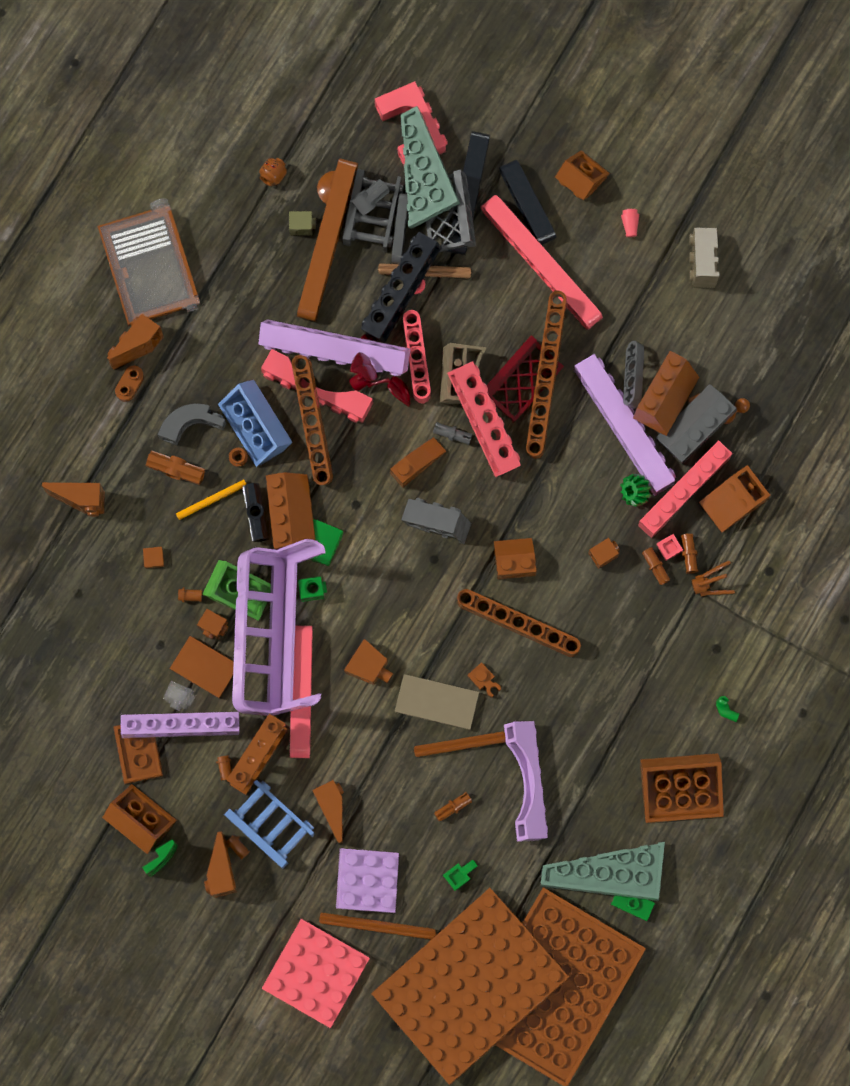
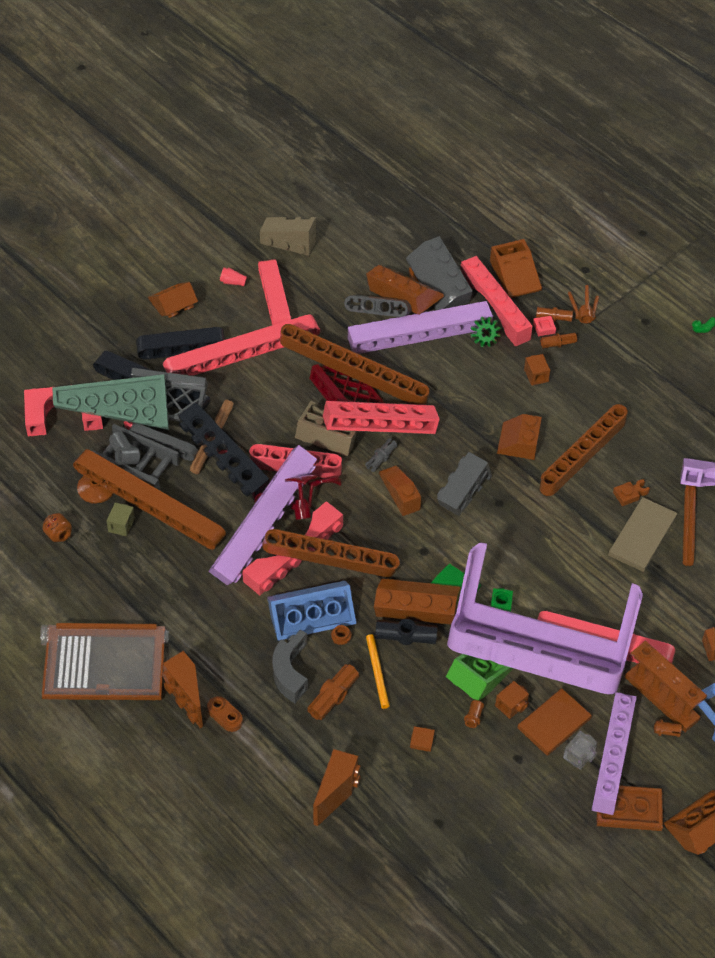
camera: 75 degrees left, 25 degrees down
(368, 664) = (591, 576): dark orange torso -> none
(622, 269) = (274, 291): none -> coral beam

